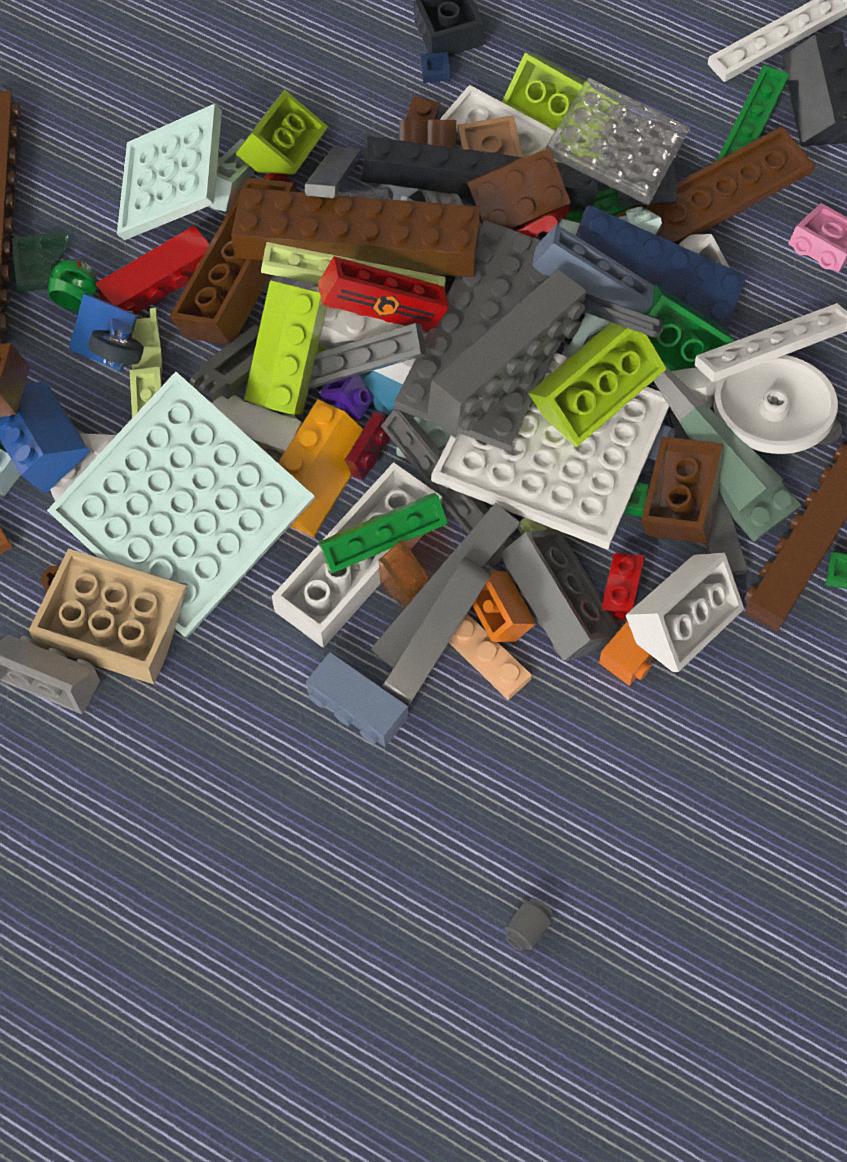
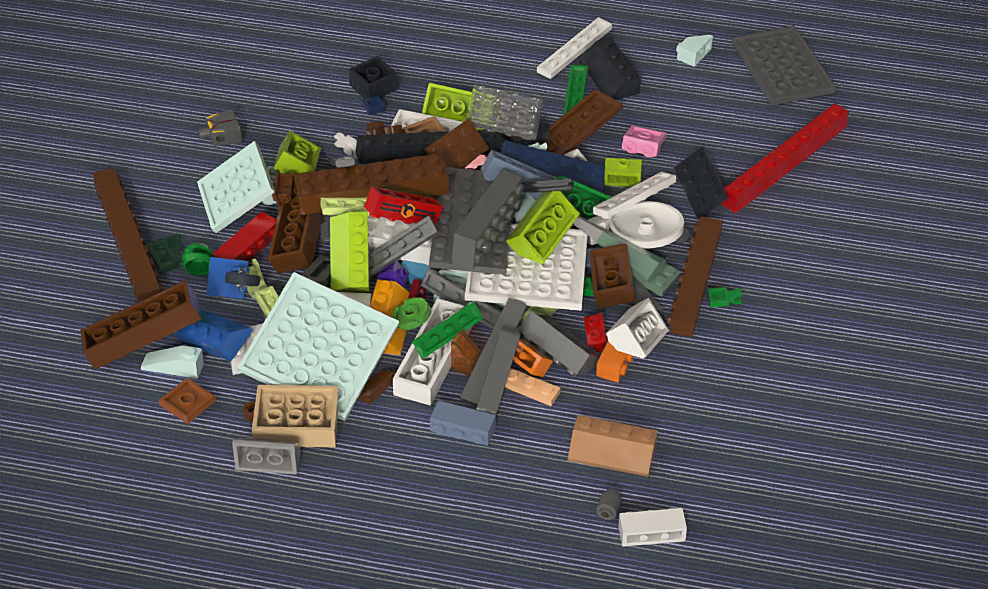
camera: 20 degrees left, 20 degrees down
(196, 56) = (222, 129): none -> dark grey torso
(226, 201) = (283, 188): none -> reddish brown hinge
(254, 588) = (376, 386): none -> reddish brown slope
(352, 491) = (419, 317): none -> bright green tile
(367, 125) = (347, 143): none -> white plate
(573, 814) = (613, 445): none -> medium nougat slope
(581, 990) = (652, 527): none -> white brick
(774, 289) = (622, 172): none -> lime brick

